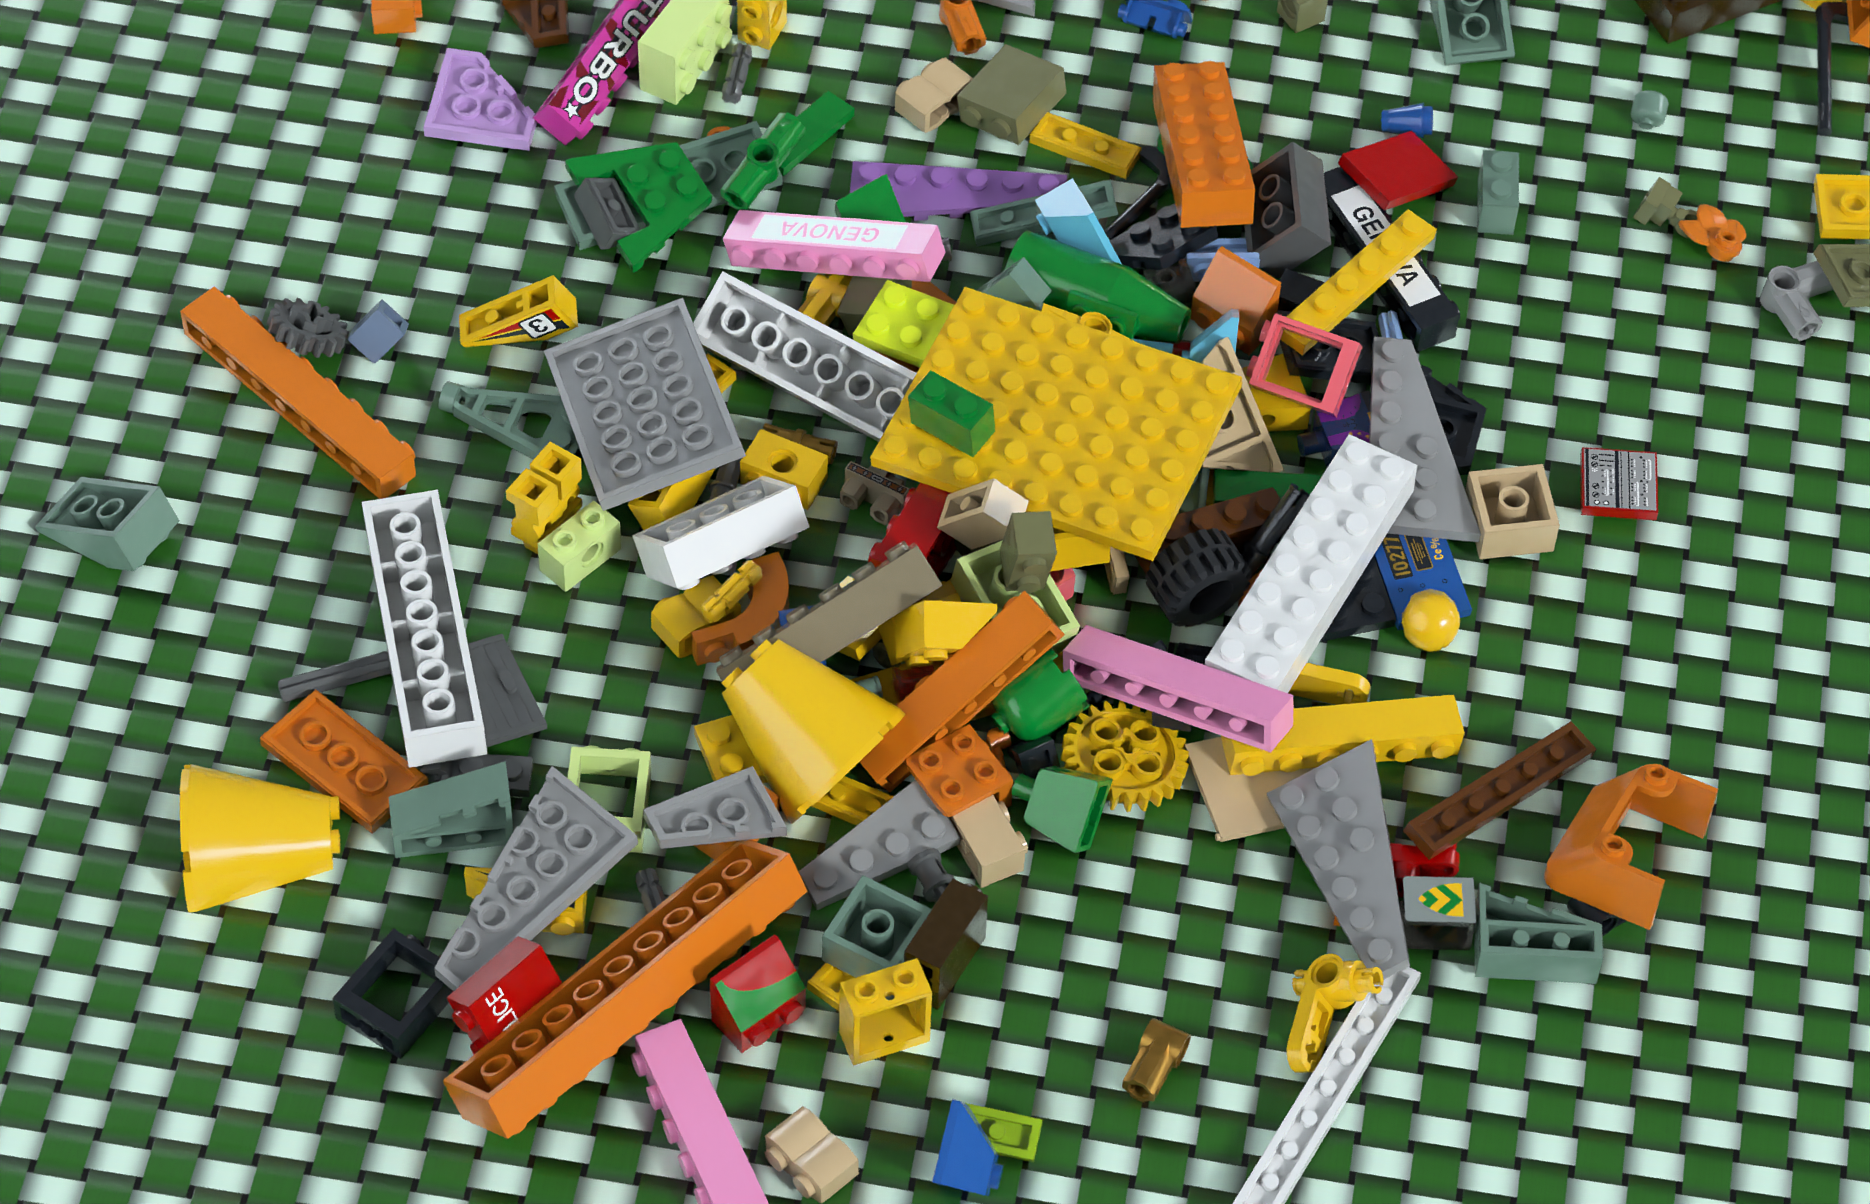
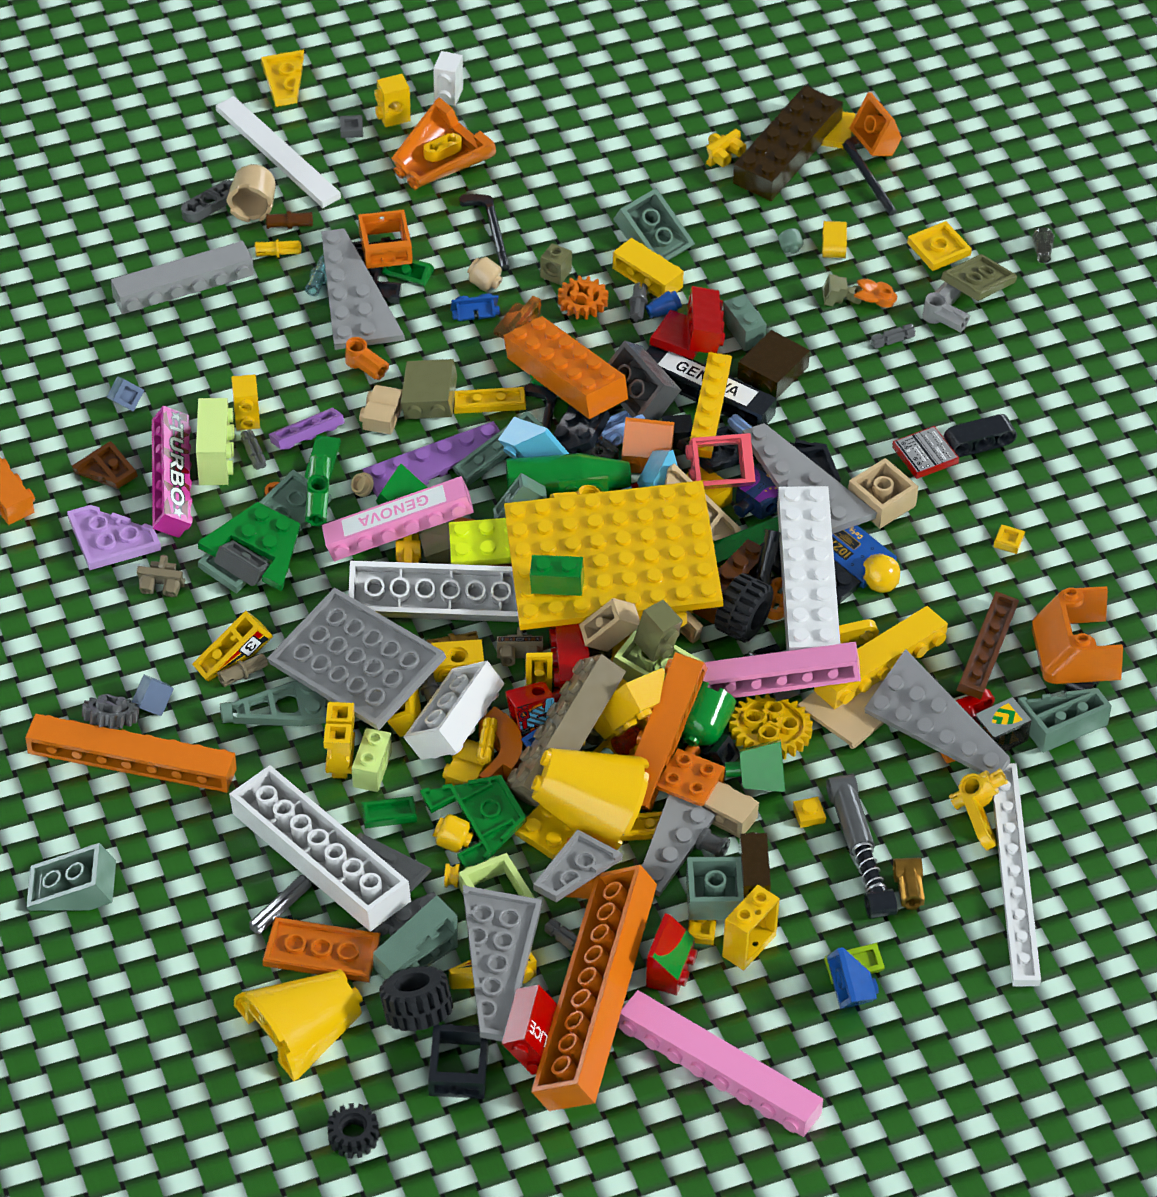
camera: 30 degrees left, 5 degrees down
(198, 994) = (356, 1144): none -> black tyre
(394, 883) = (416, 998): none -> black tyre
(508, 194) = (160, 573): none -> dark tan hips
(510, 351) = (241, 670): none -> dark tan axle
(557, 625) = (389, 812): none -> green tile
(563, 743) = (451, 875): none -> yellow bush
(609, 692) = (452, 833): none -> yellow head
(672, 685) = (488, 809): none -> green wing
(811, 1155) = (762, 1028): tan brick -> none
(813, 568) = (529, 705): none -> red torso
(820, 76) = (306, 429): none -> medium lavender plate
(836, 181) = (362, 484): none -> tan plate
(855, 536) = (538, 668): none -> yellow slope
(1094, 897) = (809, 812): none -> yellow plate
(1153, 900) = (844, 795): none -> piece
(1206, 48) = (519, 316): none -> clear orange panel
(1306, 62) = (582, 297): none -> orange gear
(1377, 100) = (638, 302): none -> dark grey axle
(1422, 61) = (647, 267): none -> yellow brick
(1438, 164) = (705, 320): none -> red brick
(1496, 267) = (773, 364): none -> dark brown brick
(1650, 658) = (1009, 539): none -> yellow tile
(1696, 303) = (893, 336): none -> dark grey axle
(1710, 133) = (834, 239): none -> yellow beam
(1714, 495) = (980, 435): none -> black beam

